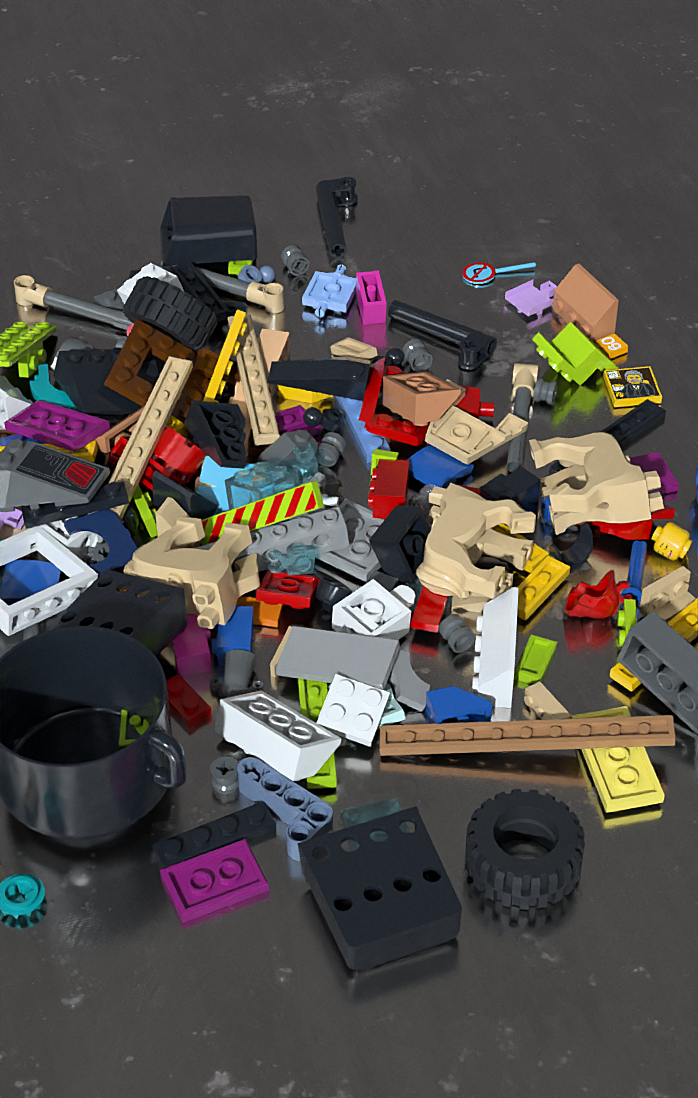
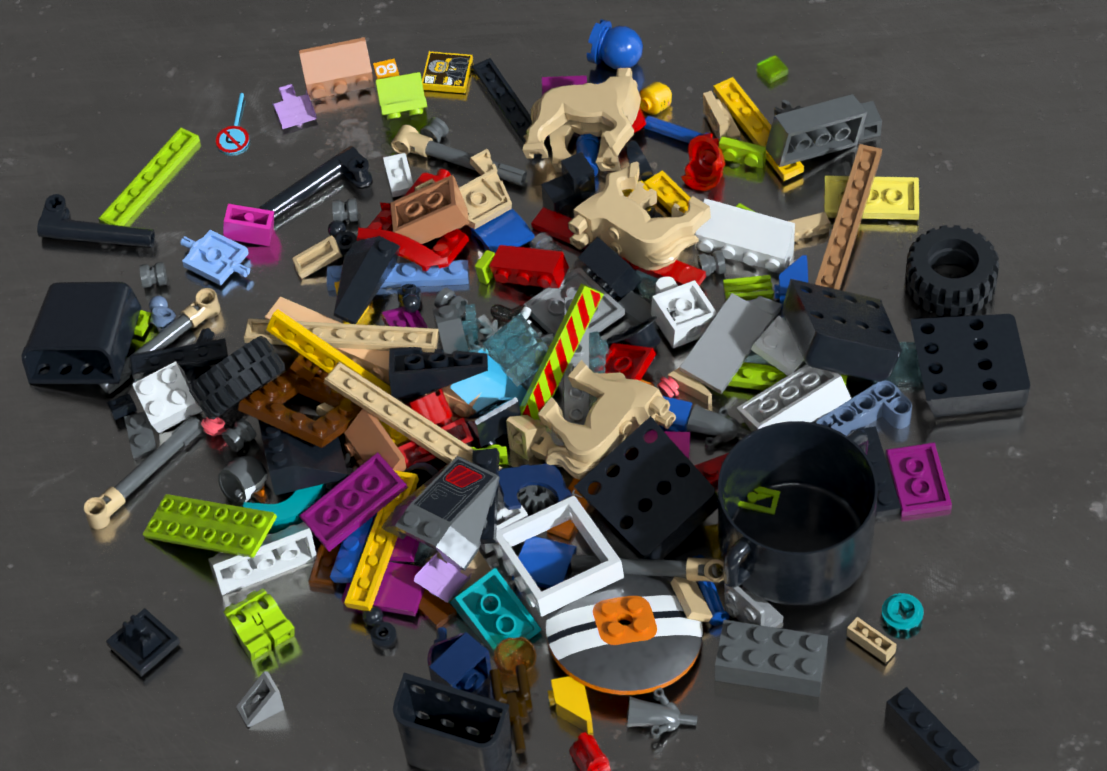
camera: 70 degrees left, 10 degrees up
(274, 631) = (668, 387): none -> coral plate
(366, 744) = (837, 346): none -> black piece
(409, 236) = (150, 178): none -> lime tile
(445, 666) = (748, 285): none -> lime tile
(483, 378) = (398, 174): none -> white plate

